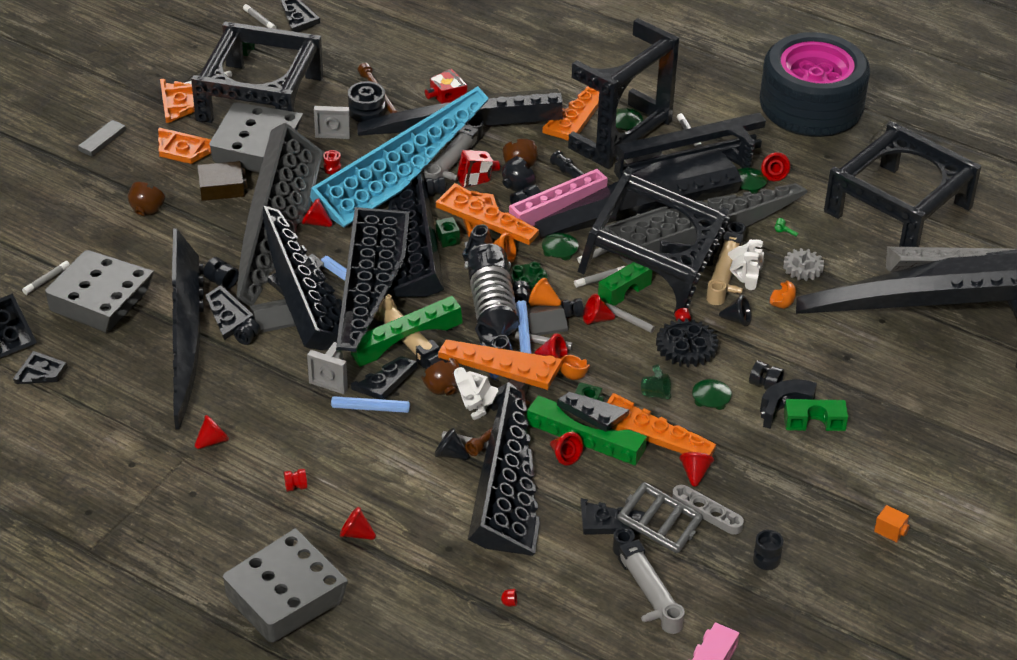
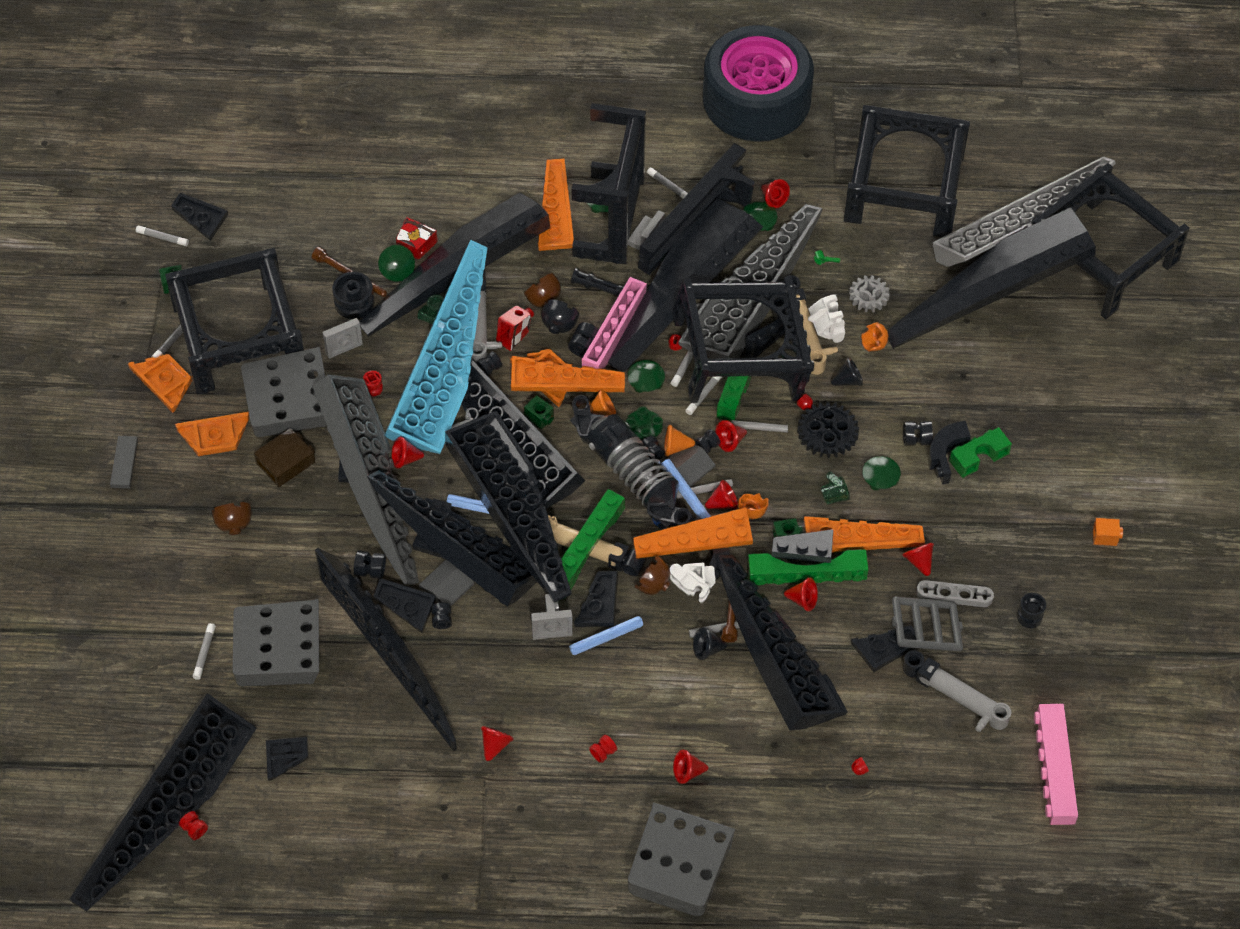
camera: 30 degrees left, 15 degrees up
(418, 93) = (396, 263): none -> dark green dish

